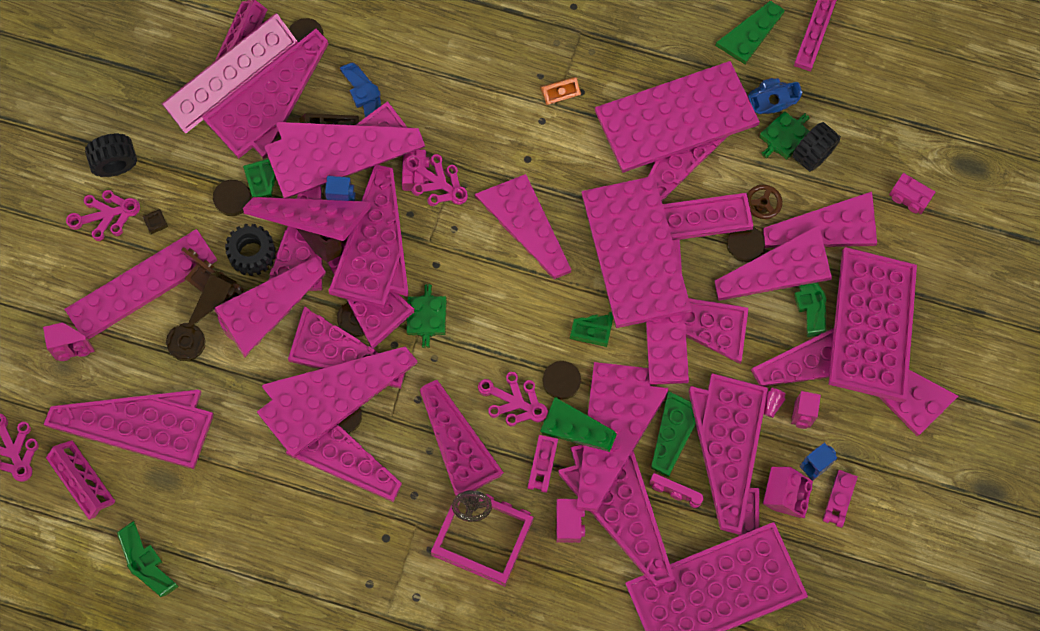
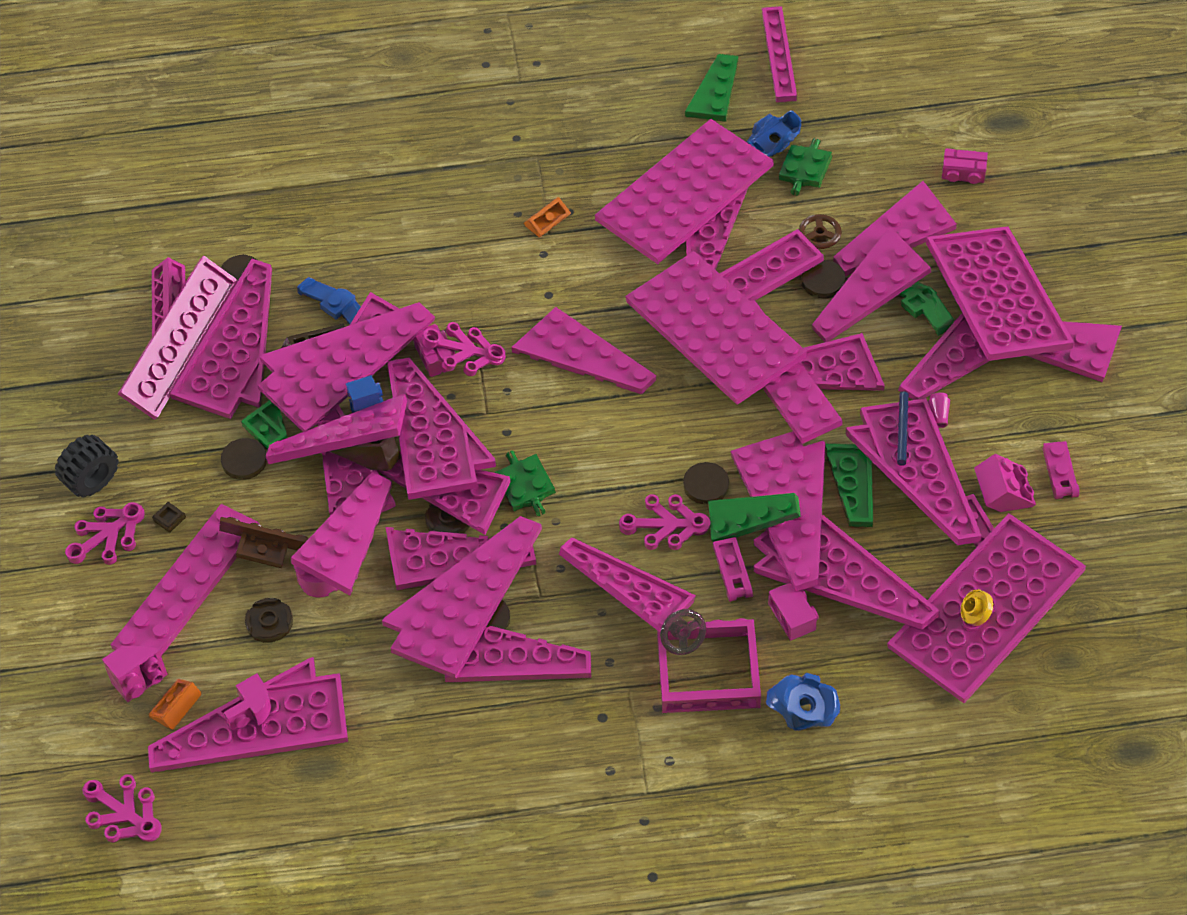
camera: 20 degrees left, 15 degrees down
(75, 479) = (220, 808): dark pink fence -> none
(88, 379) = (175, 703): none -> orange slope
(139, 411) = (254, 704): none -> dark pink brick
(143, 561) = (343, 856): green plate -> none
(216, 292) = (280, 548): dark brown slope -> none
(246, 236) = (297, 511): black tyre -> none
(522, 594) = (798, 691): none -> blue piece
(592, 329) = (711, 421): green wing -> none
(676, 490) = (889, 532): dark pink plate -> none
(703, 592) = (976, 607): none -> yellow plate
(733, 408) = (902, 428): none -> dark blue bar
(805, 409) = (977, 398): dark pink brick -> none
(816, 146) = (844, 158): black tyre -> none
(818, 461) = (1020, 439): blue brick -> none

